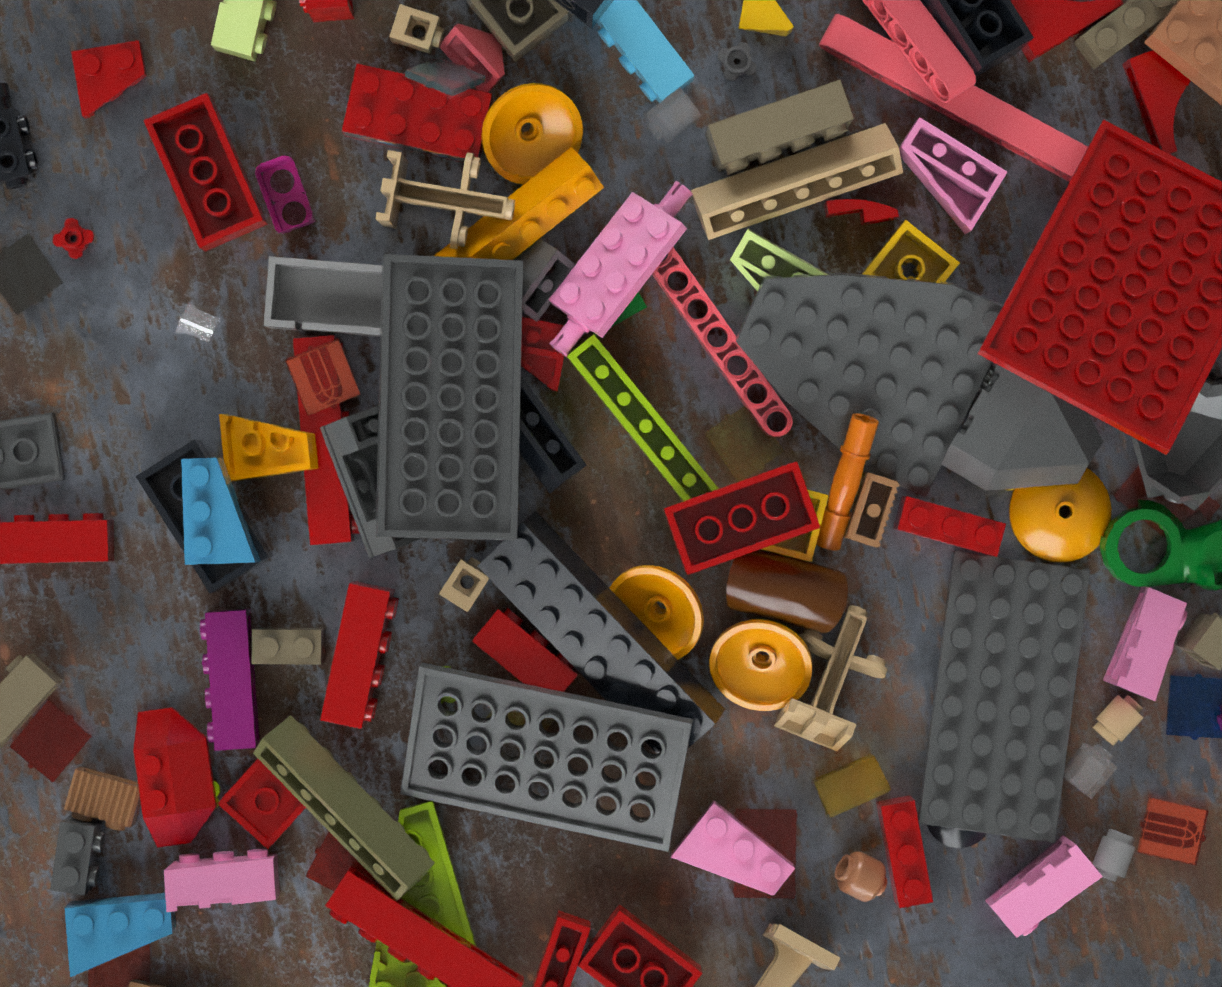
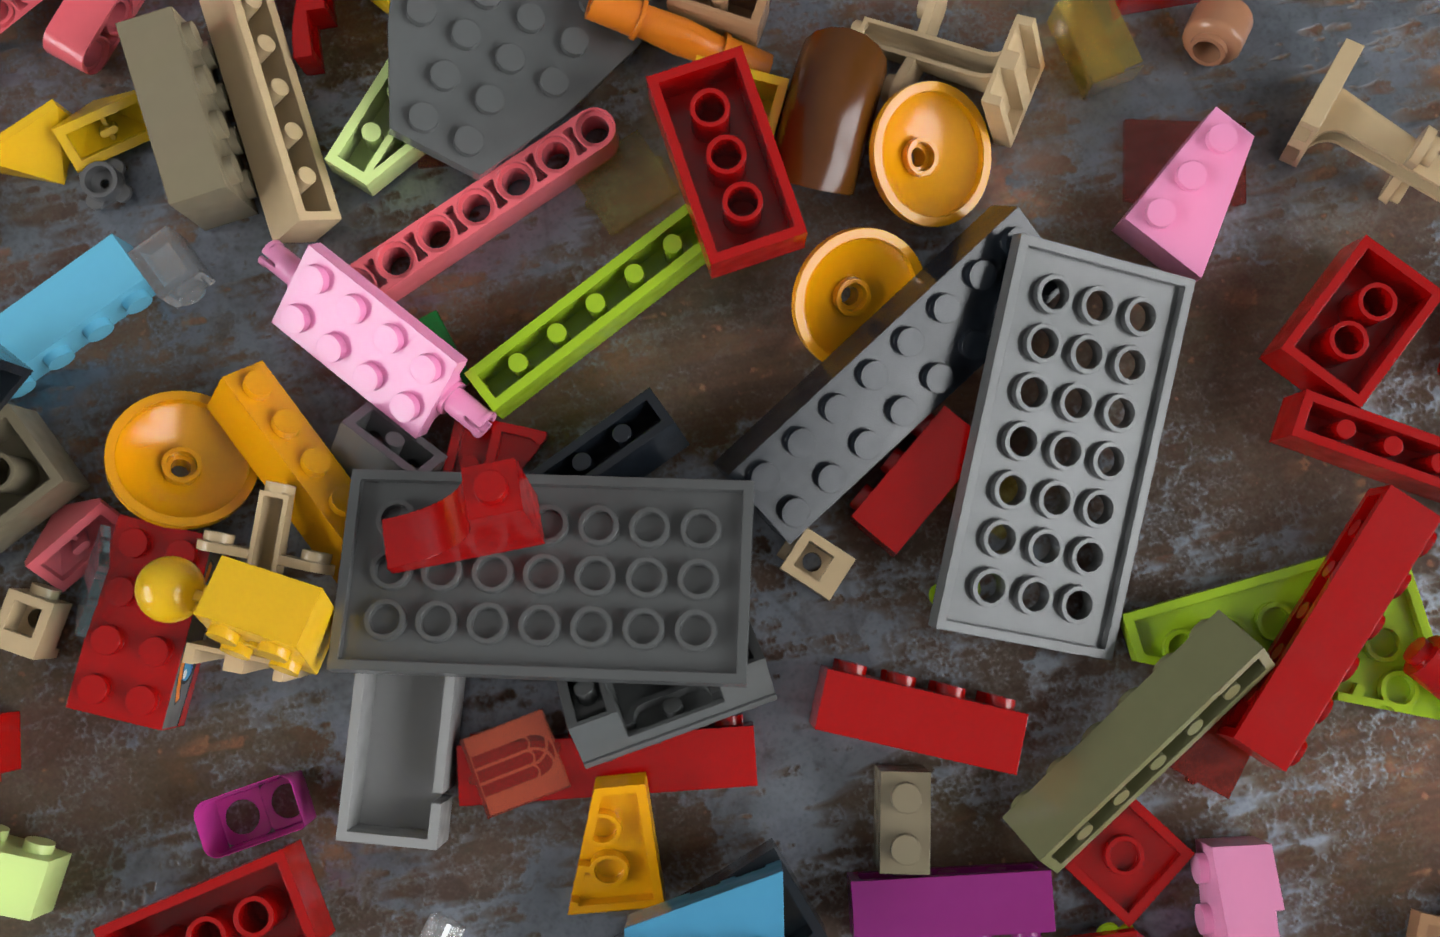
camera: 90 degrees left, 5 degrees down
(419, 199) = (242, 610): none -> yellow brick
(486, 357) = (484, 516): none -> red arch
(779, 62) = (102, 129): none -> yellow slope

